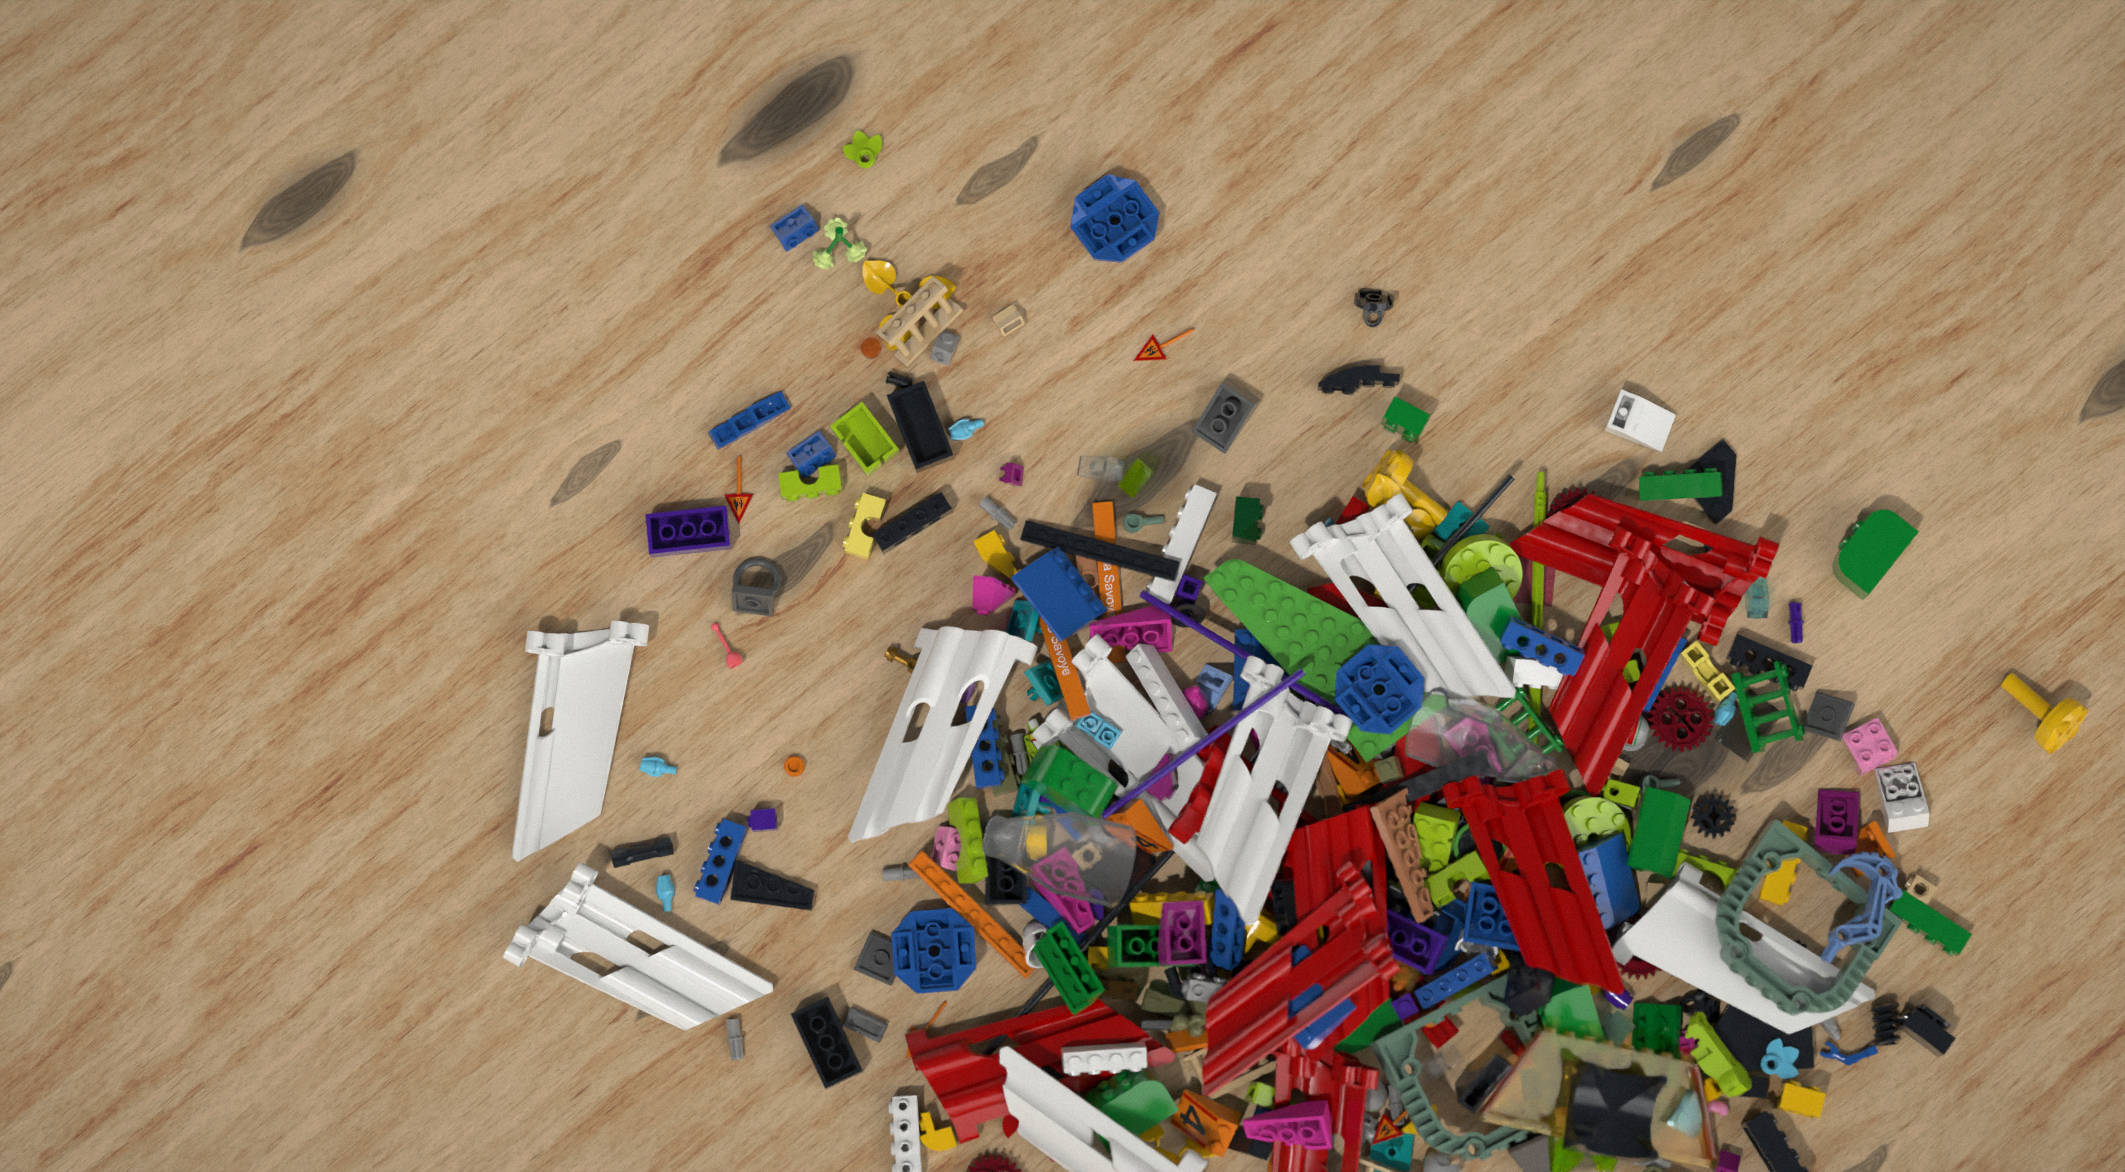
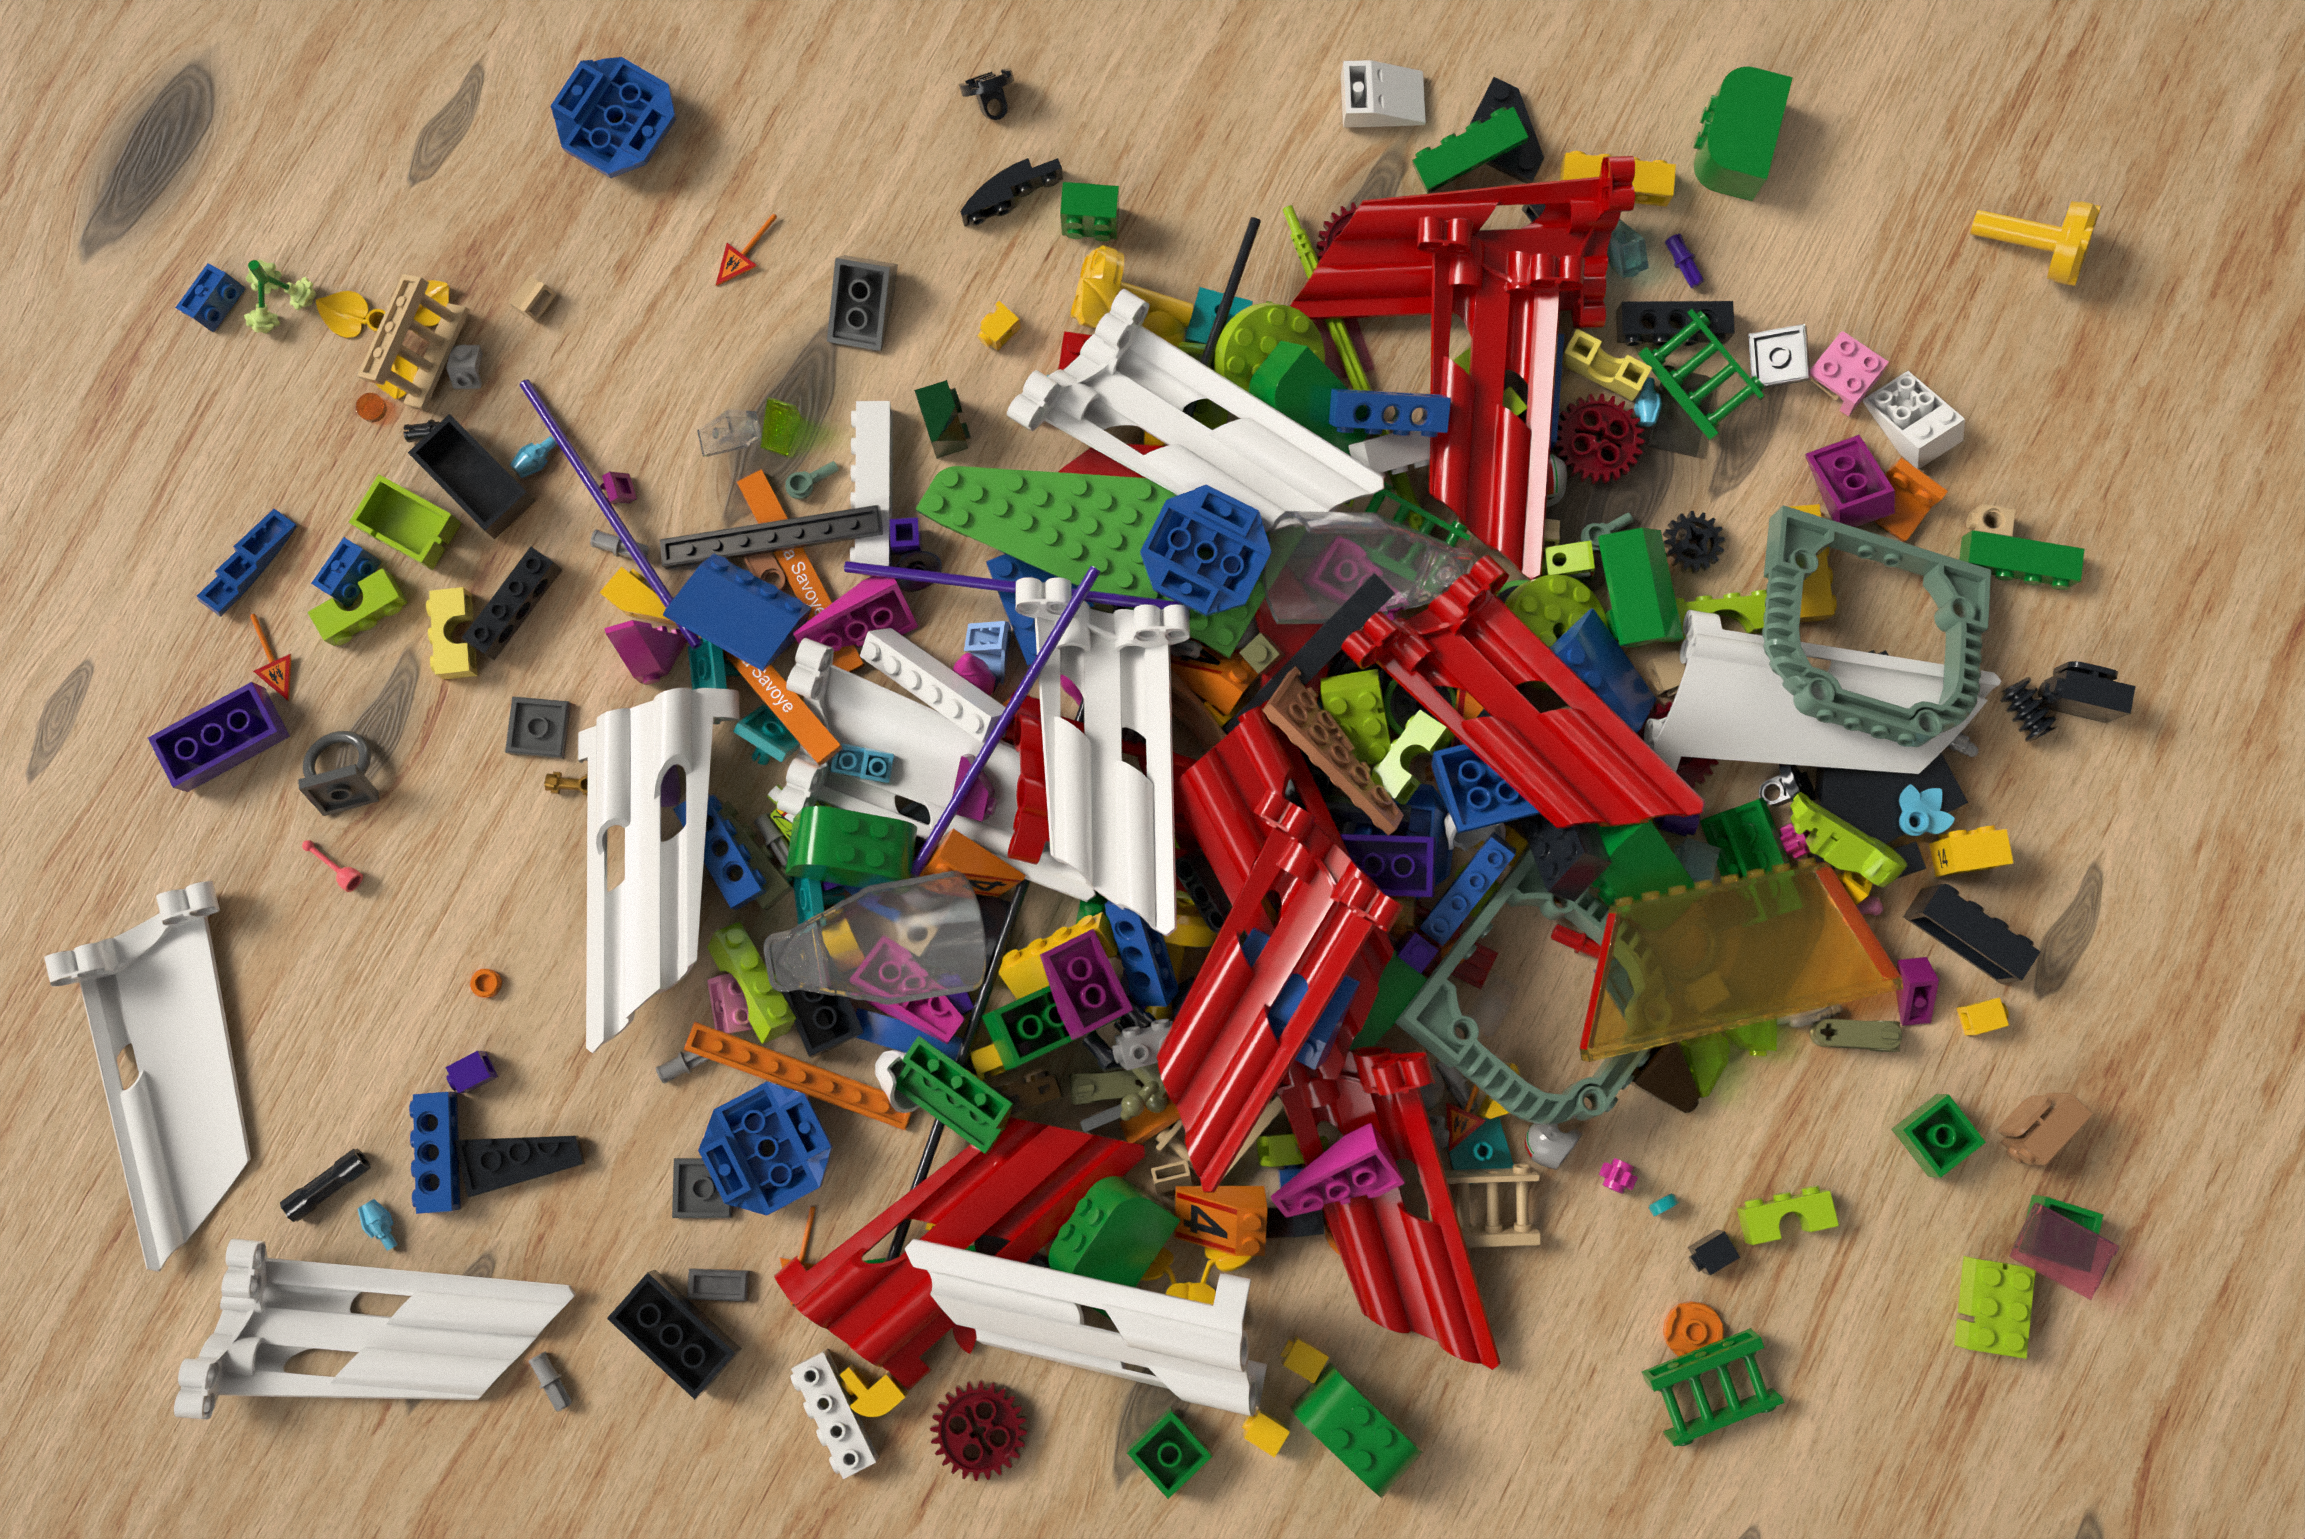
camera: 30 degrees left, 0 degrees up
(656, 767) = (300, 1062): medium azure piece -> none
(861, 147) = (260, 163): lime plate -> none
(895, 612) = (538, 727): none -> dark grey tile
(999, 482) = (604, 504): none -> dark purple piece
(1104, 1057) = (1050, 1195): white brick -> none
(1184, 1081) = (1170, 1183): none -> tan piece
(1310, 471) = (998, 327): none -> yellow brick
(1475, 1086) = (1557, 1016): black arch -> none
(1611, 1114) = (1751, 976): black piece -> none
(1687, 1115) = (1839, 933): clear light blue slope -> none
(1789, 554) = (1651, 183): none -> yellow brick
(1848, 1060) = (1979, 774): blue piece -> none
(1872, 919) = (1951, 541): medium blue piece -> none

